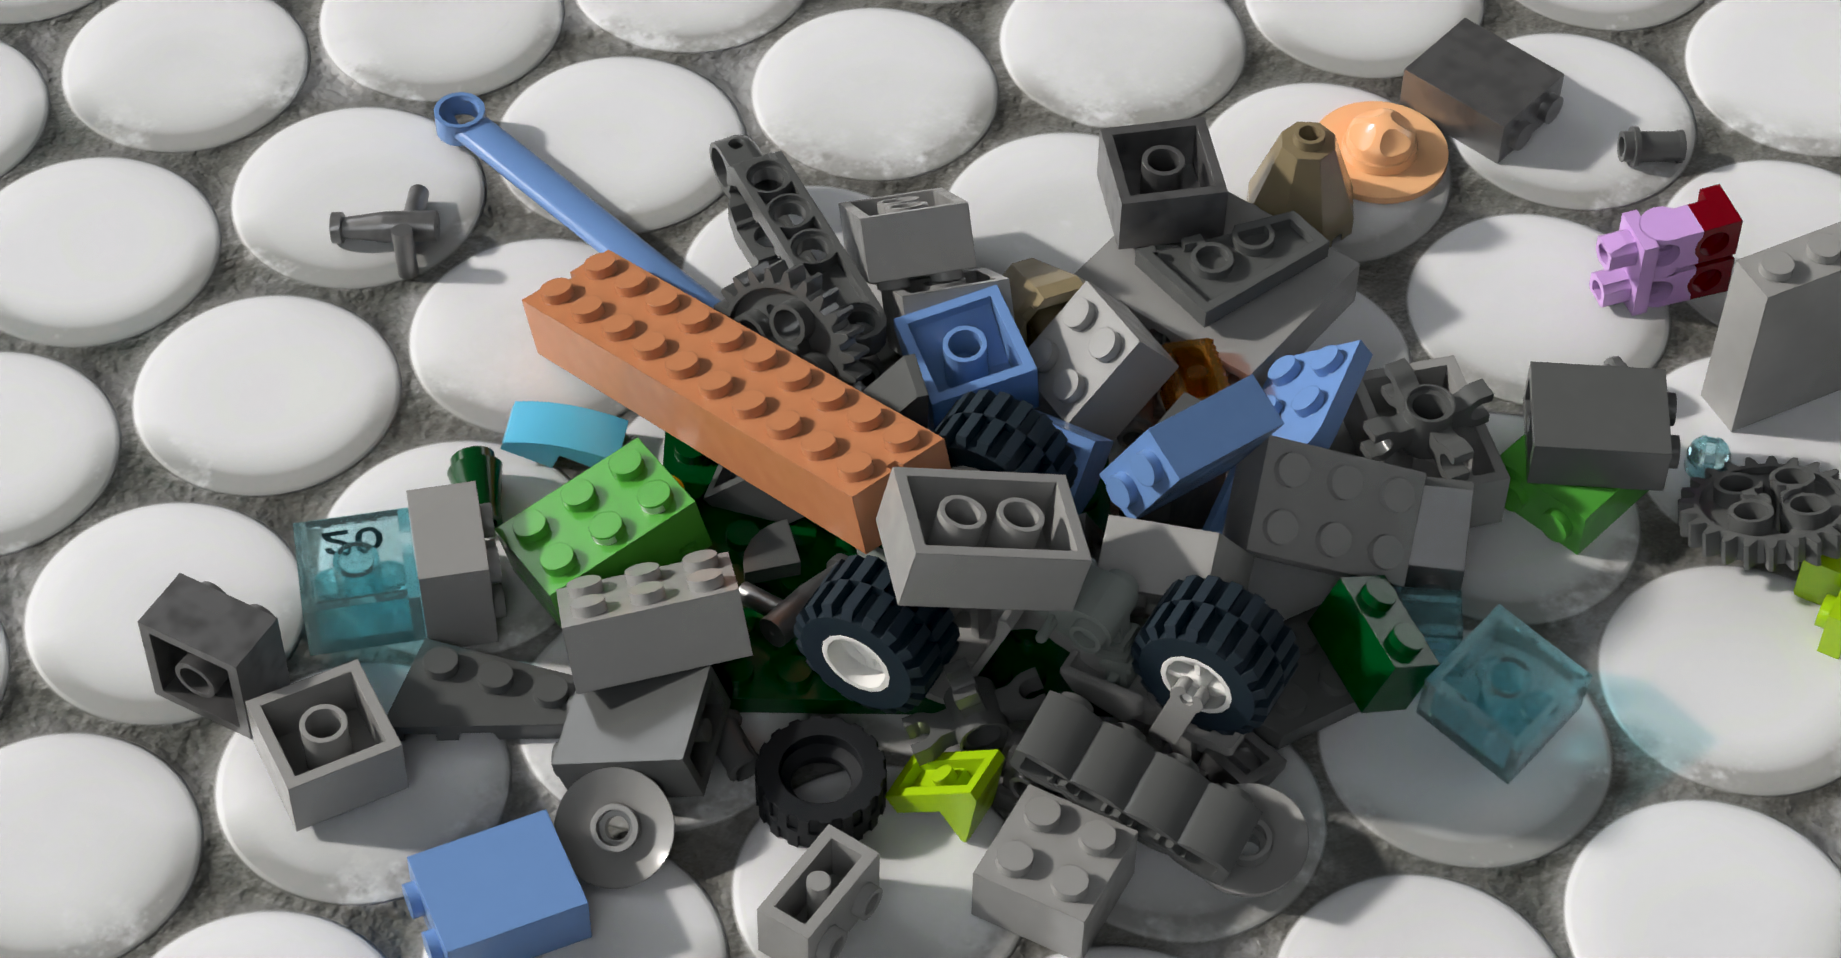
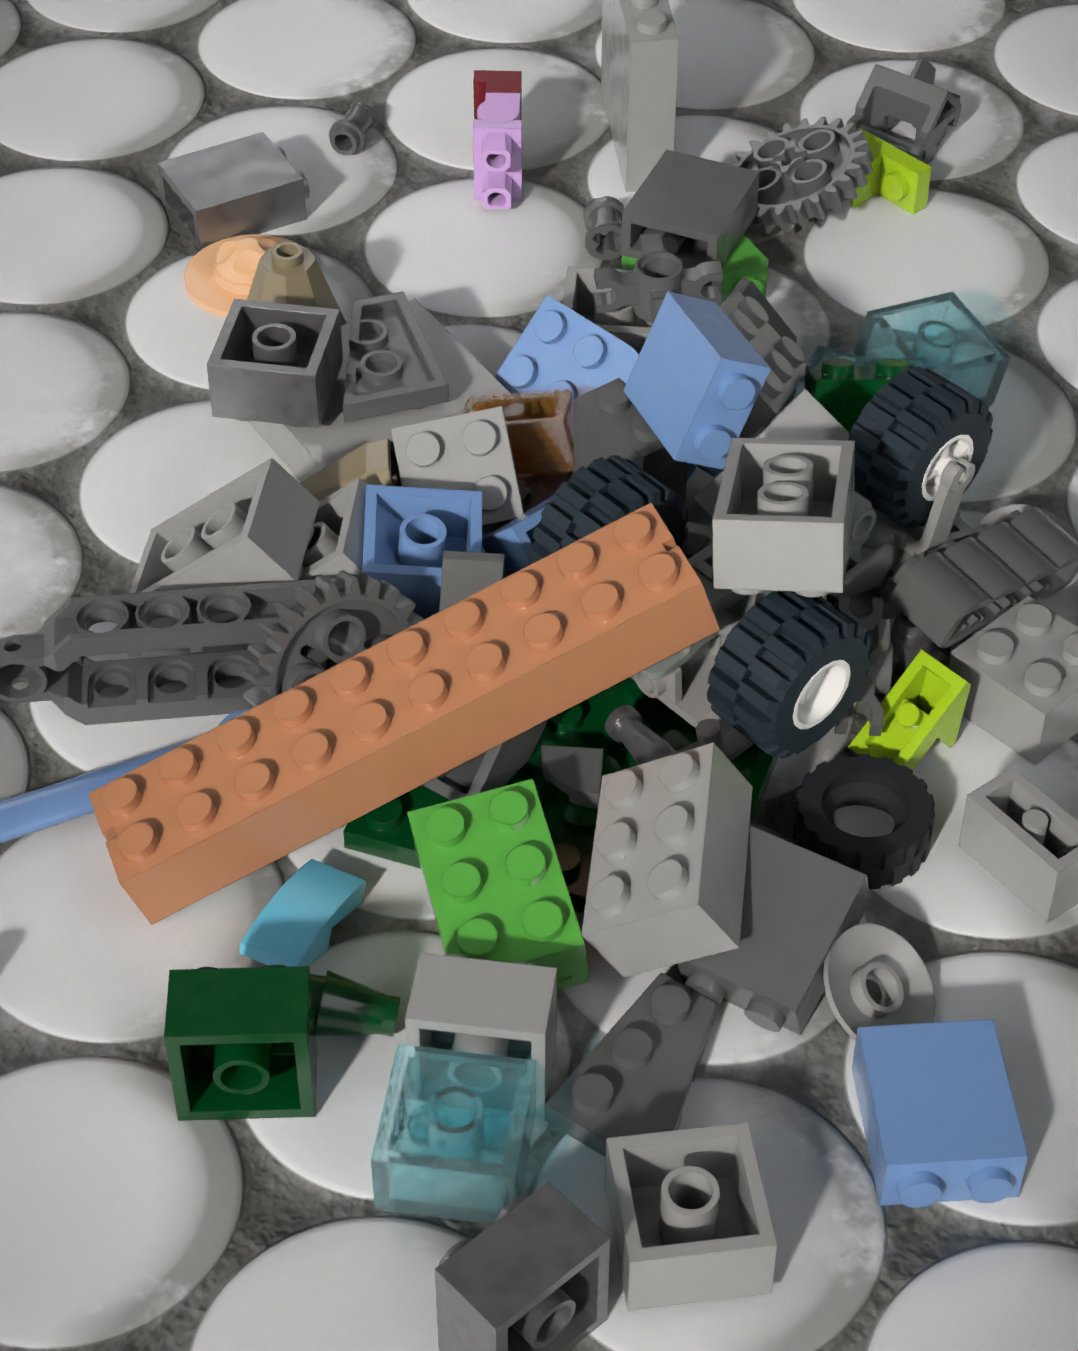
camera: 70 degrees left, 5 degrees down
(397, 421) = (241, 1042): none -> dark green brick

